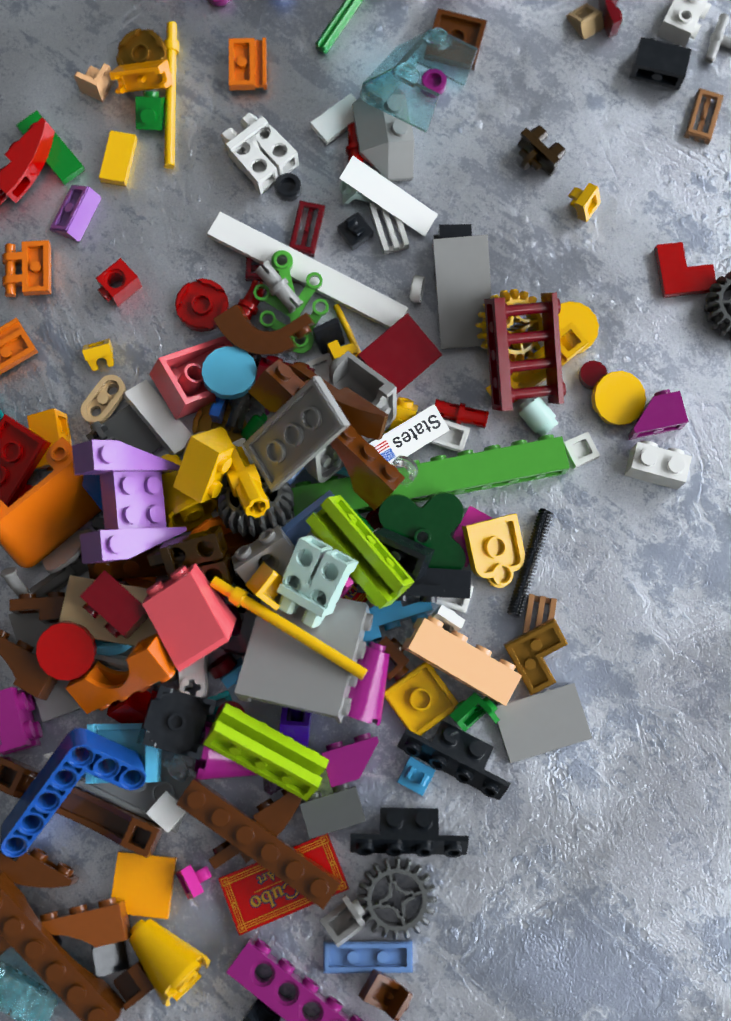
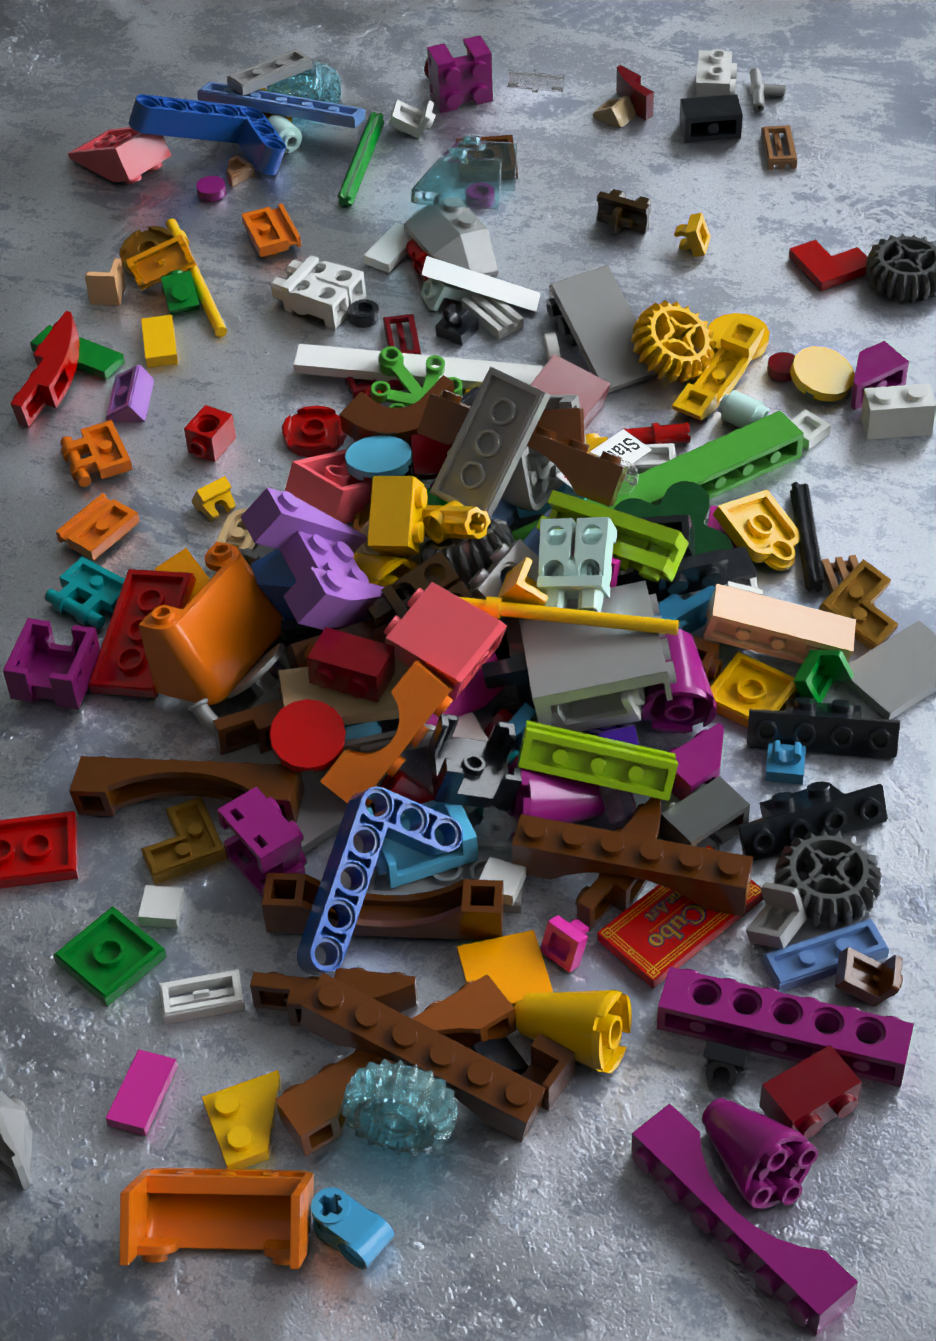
camera: 15 degrees left, 30 degrees down
(279, 287) = (398, 375): light grey pin -> none
(500, 340) = (676, 358): dark red fence -> none

